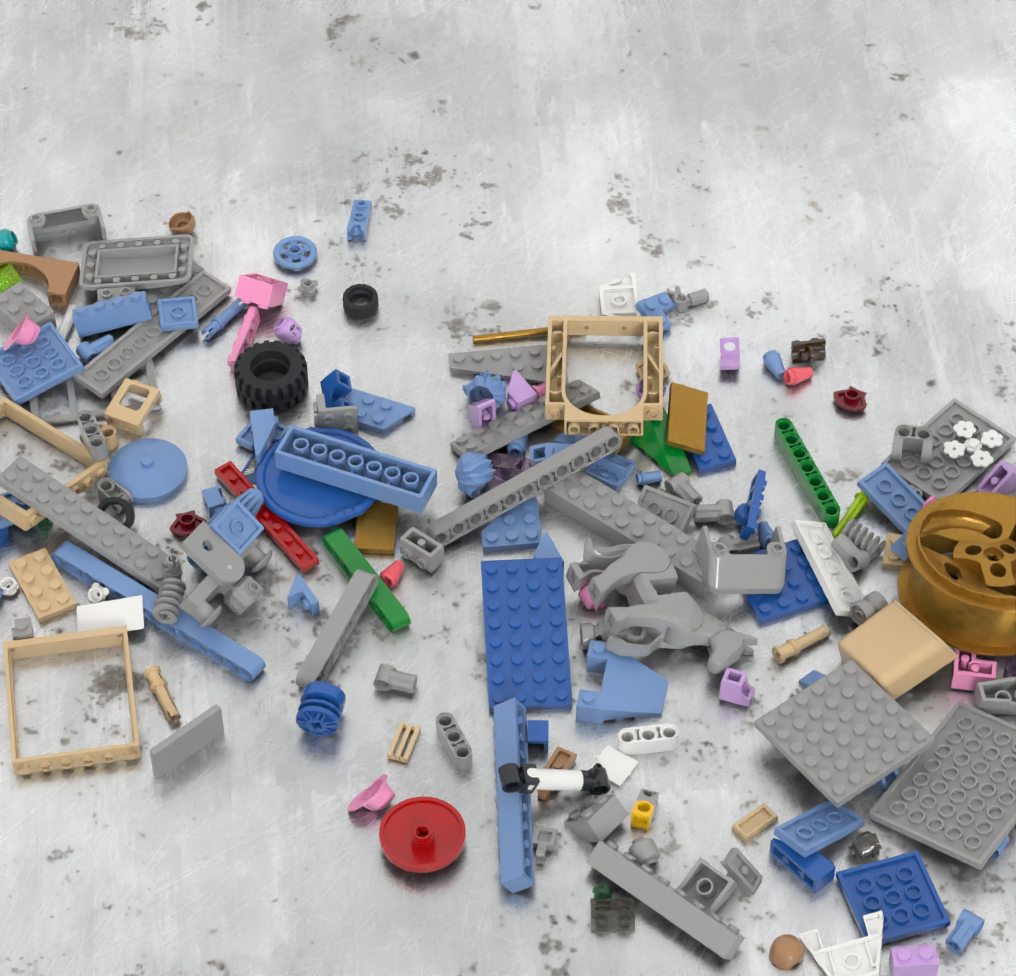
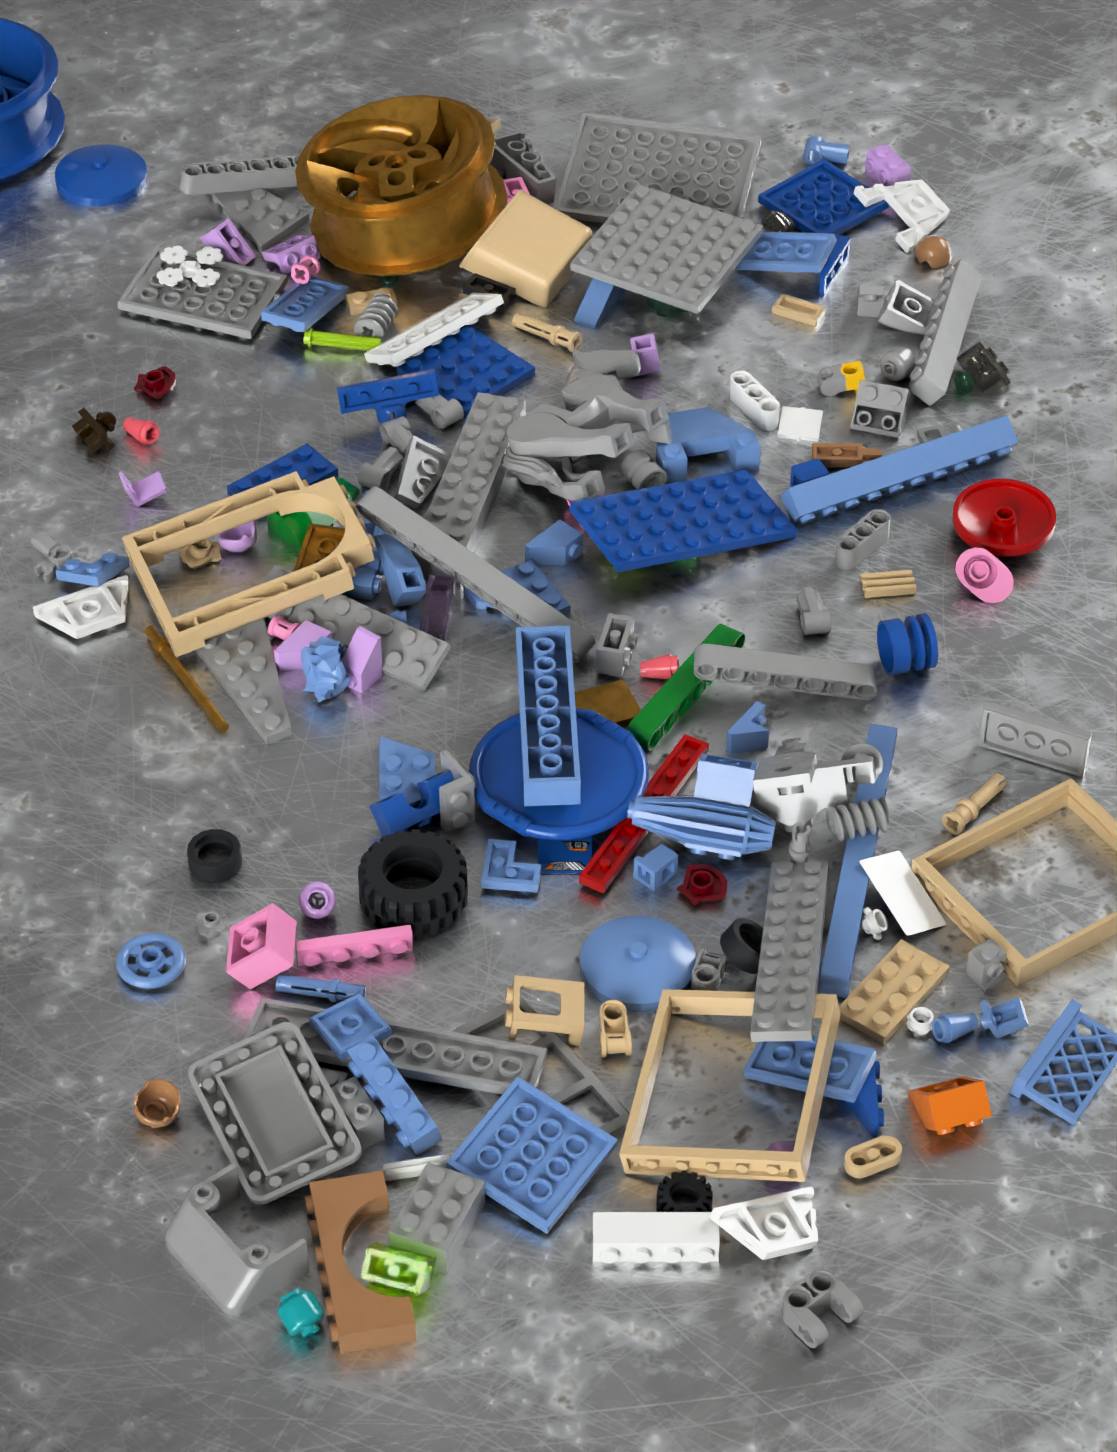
camera: 115 degrees left, 5 degrees down
(24, 333) = (503, 1173): bright pink piece -> none
(88, 351) = (464, 1107): medium blue piece -> none
(92, 435) = (640, 1008): light grey beam -> none
(263, 430) = (527, 845): medium blue slope -> none
(359, 219) = (50, 915): medium blue plate -> none
(473, 473) = (471, 631): medium blue hair -> none
(530, 778) = (892, 437): black piece -> none
(686, 418) = (311, 470): pearl gold tile -> none
(742, 572) = (503, 378): light grey windscreen -> none
(774, 363) = (129, 453): medium blue cone -> none
(806, 472) = (296, 384): green beam -> none
(850, 553) = (405, 317): light grey piece -> none
(867, 607) = (483, 276): light grey wheel -> none
(899, 547) = (367, 278): medium blue slope -> none
(914, 439) = (218, 307): light grey piece -> none

